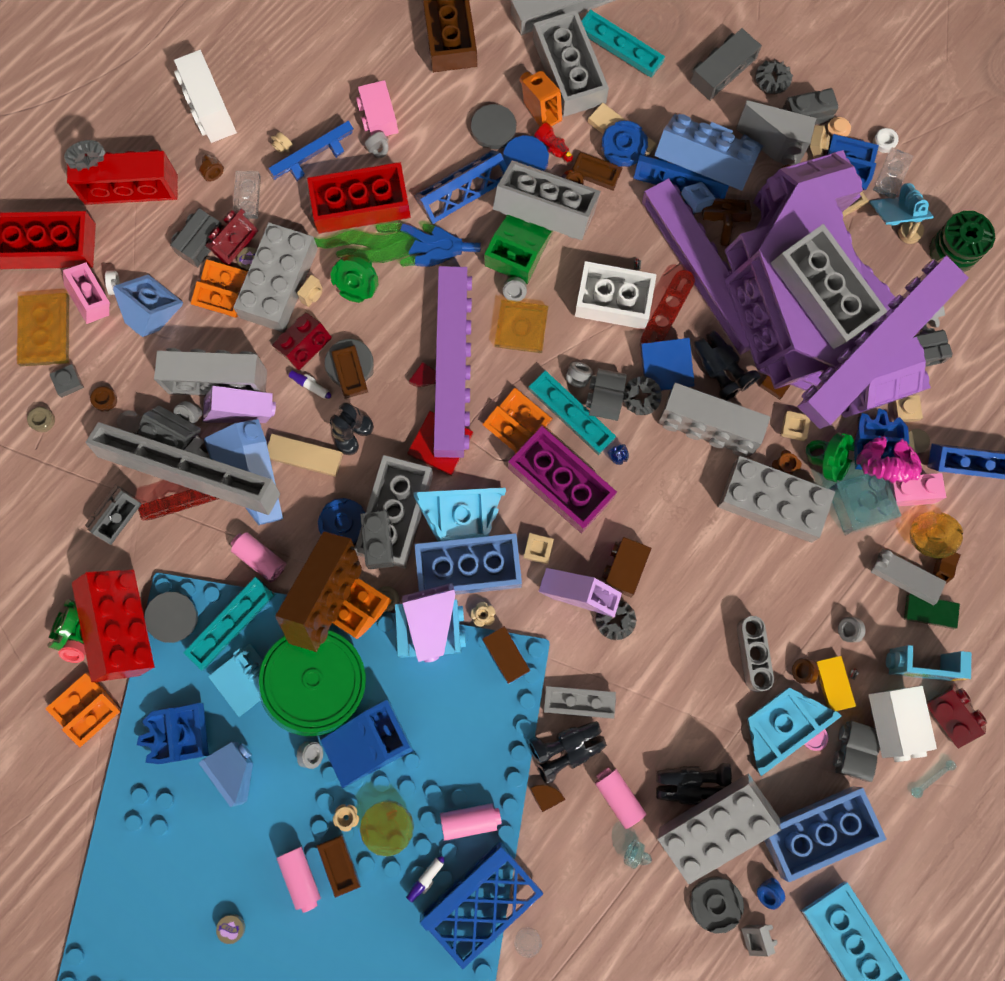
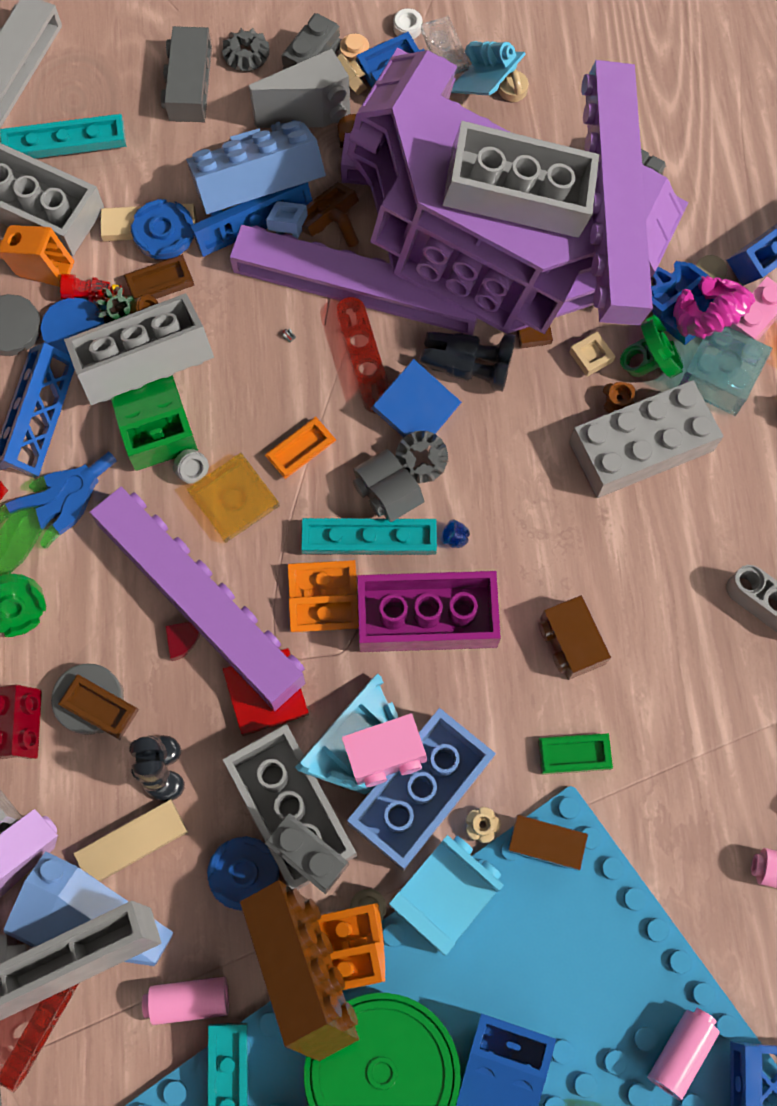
camera: 45 degrees left, 5 degrees down
(310, 383) = (63, 760): piece -> none
(429, 620) = (442, 883): lavender slope -> none
(465, 527) = (385, 750): none -> bright pink brick
(538, 548) = (471, 703): tan plate -> none
(547, 796) = (727, 946): reddish brown tile -> none
(552, 160) = (105, 304): none -> dark green gear
(567, 626) = (575, 754): none -> green tile
(577, 747) = (701, 866): black piece -> none
(579, 372) = (337, 490): light grey tile -> none
(580, 591) = (556, 705): lavender slope -> none
(580, 702) = (664, 817): light grey hinge -> none
(582, 331) = (300, 447): none -> orange tile
(613, 631) = (600, 707): dark grey gear -> none
(615, 295) = (300, 382): white brick -> none
(714, 420) = (515, 416): light grey brick -> none
(908, 408) = (677, 250): tan plate -> none
(963, 239) = (568, 53): dark green wheel -> none

